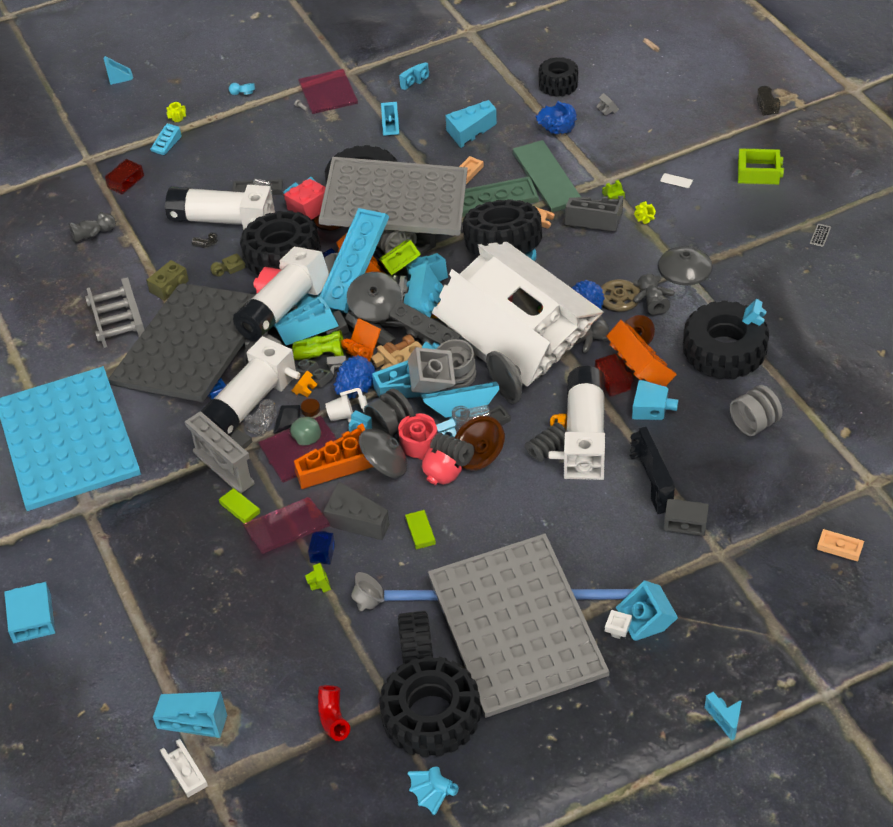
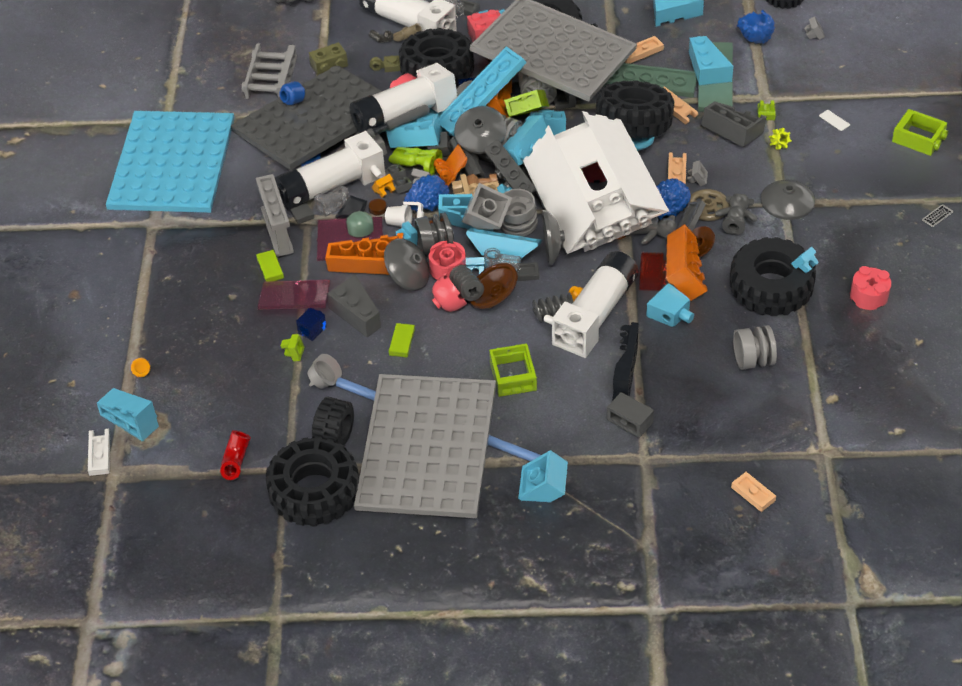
camera: 25 degrees right, 0 degrees up
(29, 612) = (58, 288): medium azure brick -> none
(158, 325) = (292, 93): none -> blue head
(172, 661) = (140, 367): none -> light orange tile
(232, 228) = (406, 32): none -> dark tan axle
(293, 310) = (400, 120): none -> dark grey piece
(431, 788) = (276, 545): medium azure arm -> none
(537, 164) = (709, 62): none -> medium azure wedge
(567, 525) = (517, 383): none -> lime window
(570, 271) = (677, 167): none -> light nougat hinge
(592, 270) = (698, 174): none -> light grey tile
(614, 310) = (692, 214): none -> dark grey tile
(618, 624) = (510, 479): white tile -> none
(725, 717) = (553, 591): medium azure slope -> none
(814, 319) = (870, 288): none -> coral brick

